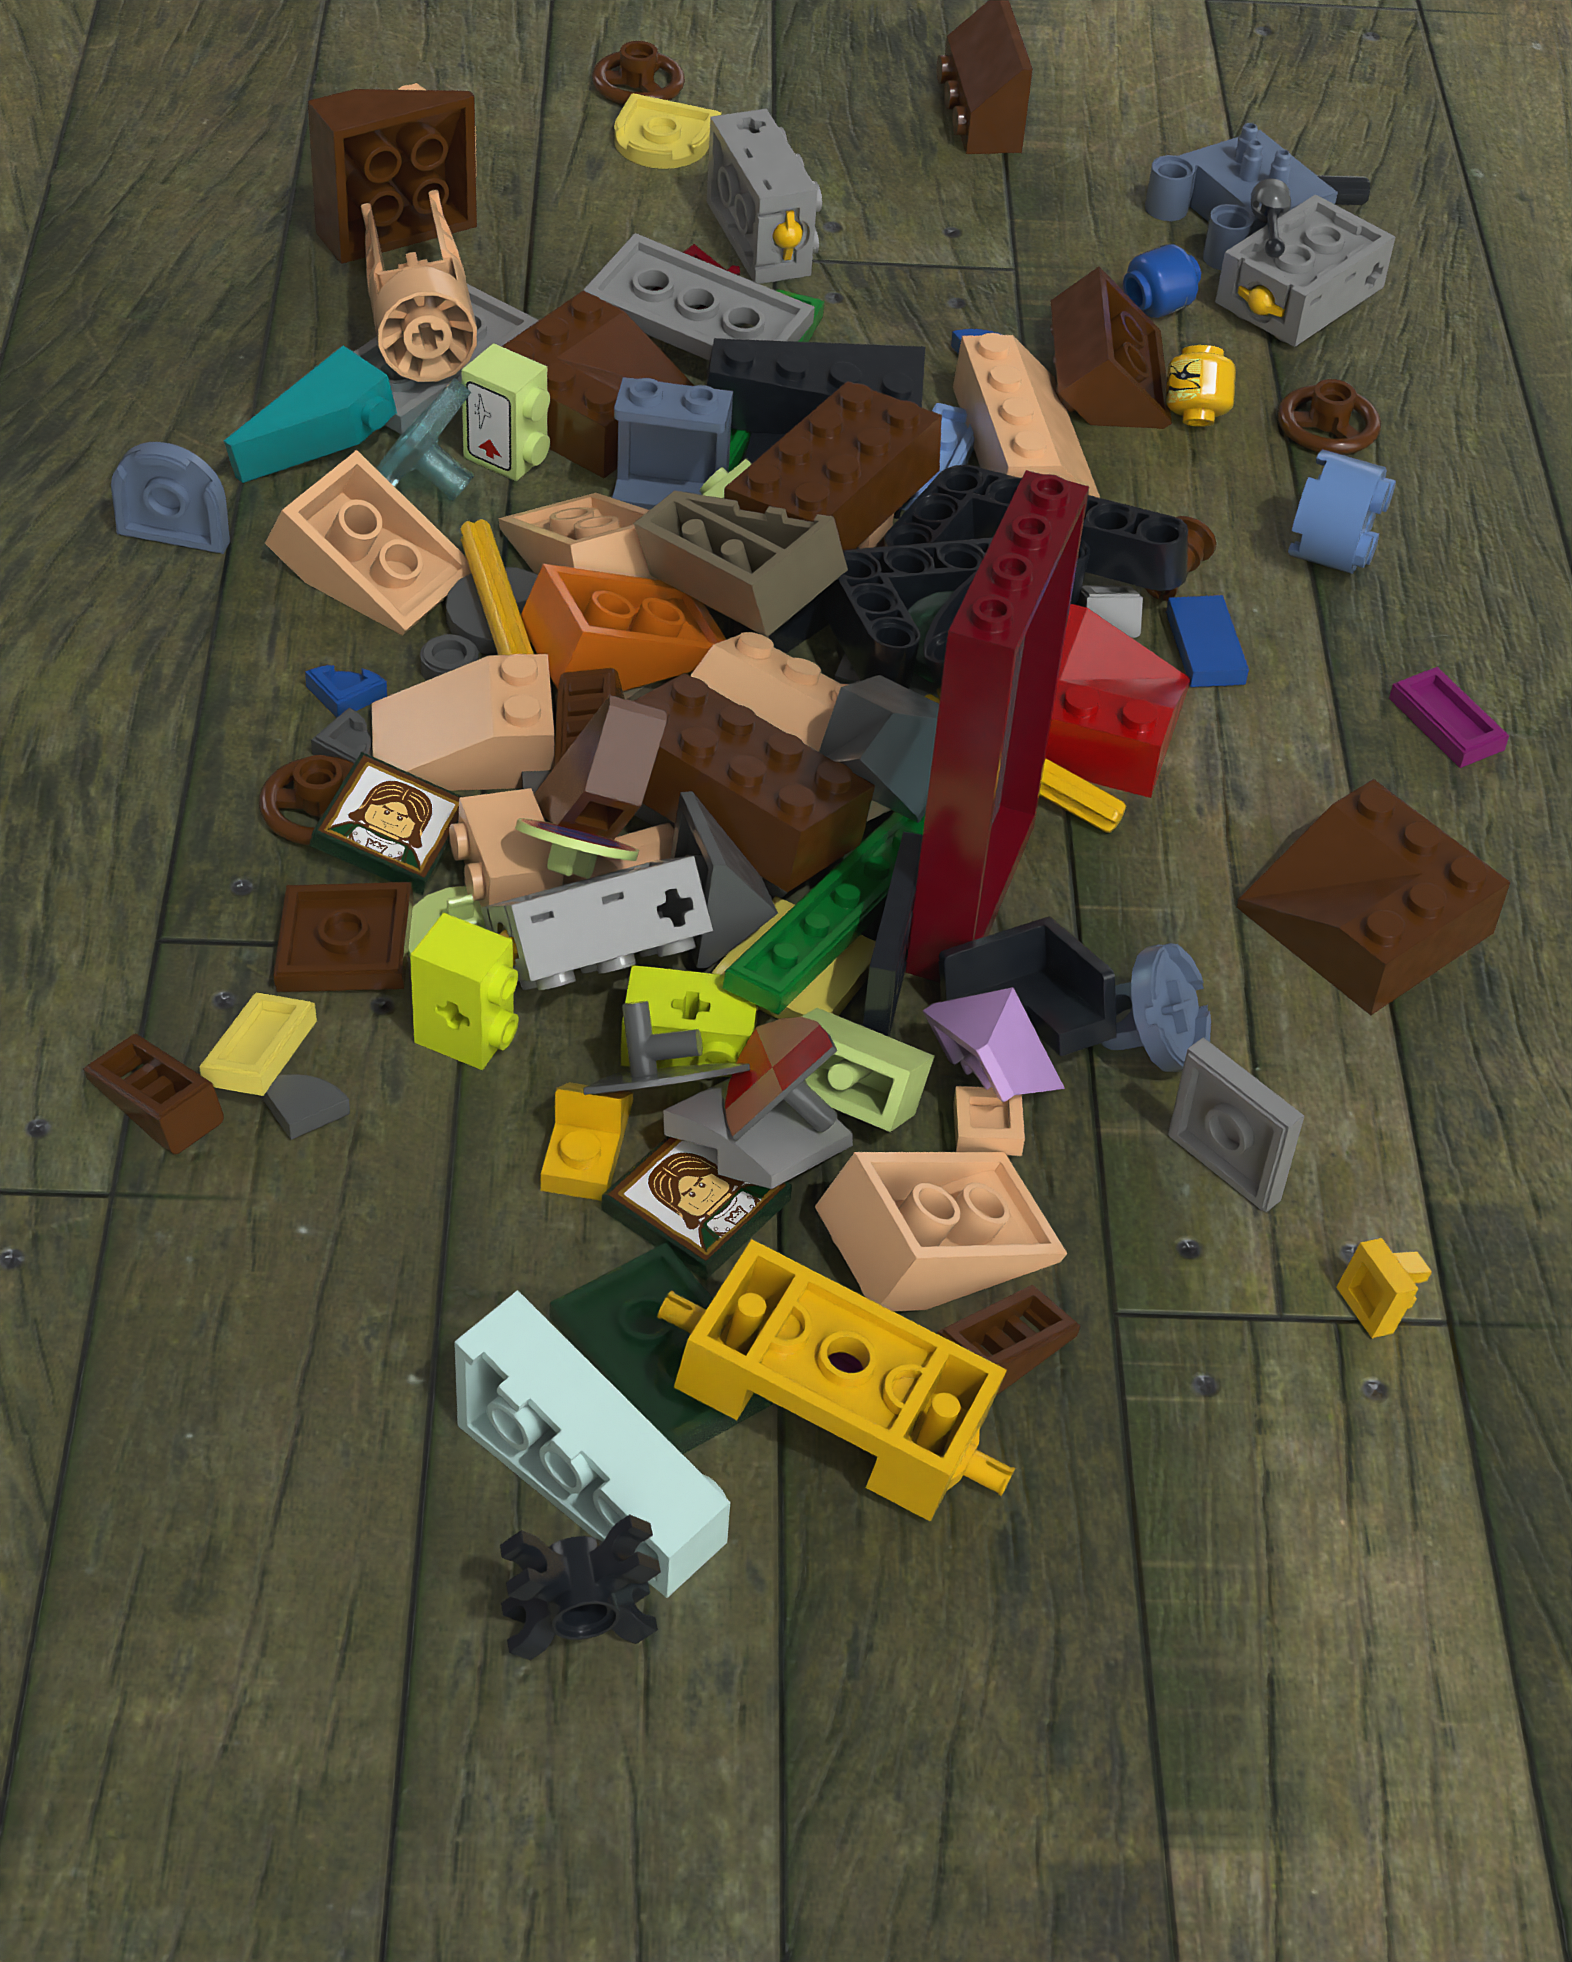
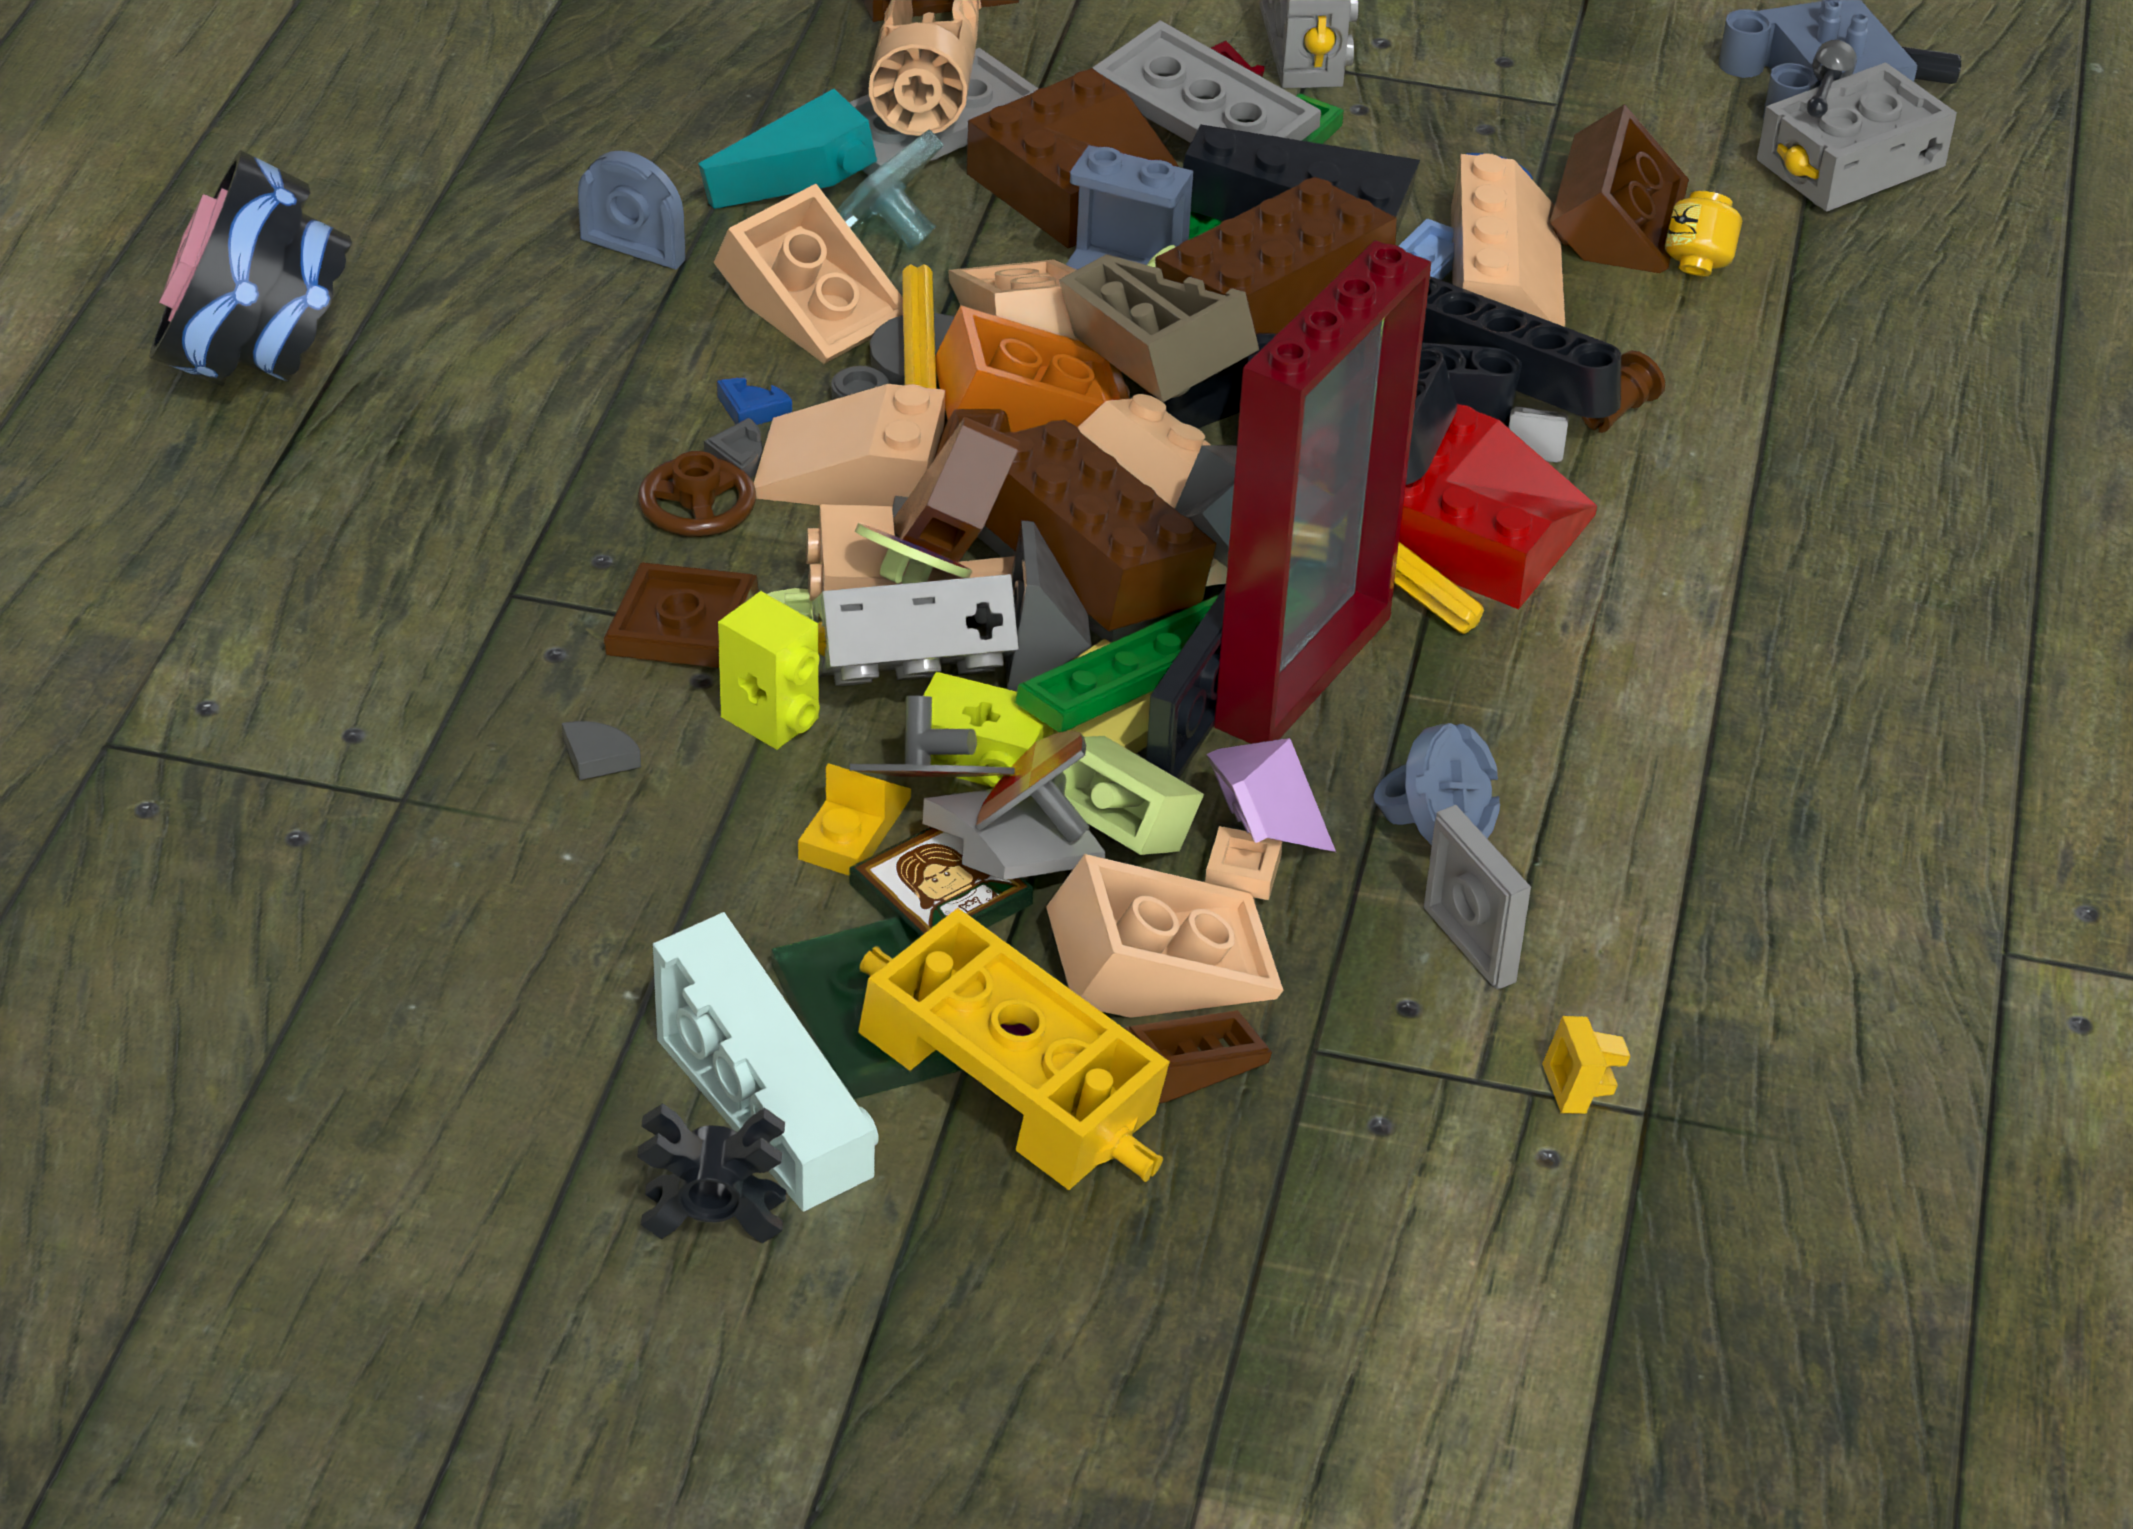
camera: 15 degrees right, 5 degrees down
(161, 1096) = (473, 728): reddish brown slope -> none
(259, 1043) = (571, 691): light yellow tile -> none
(388, 823) = (750, 522): tile -> none
(505, 412) = (978, 170): yellowish green brick -> none
(1053, 974) = (1337, 741): black panel -> none
(1162, 280) = (1701, 130): blue head -> none
(1207, 641) = (1627, 474): blue tile -> none
(1329, 412) = (1837, 277): reddish brown piece -> none
(1340, 512) = (1801, 368): medium blue brick -> none
(1376, 897) = (1710, 726): reddish brown slope -> none
(1448, 717) = (1856, 577): magenta tile -> none

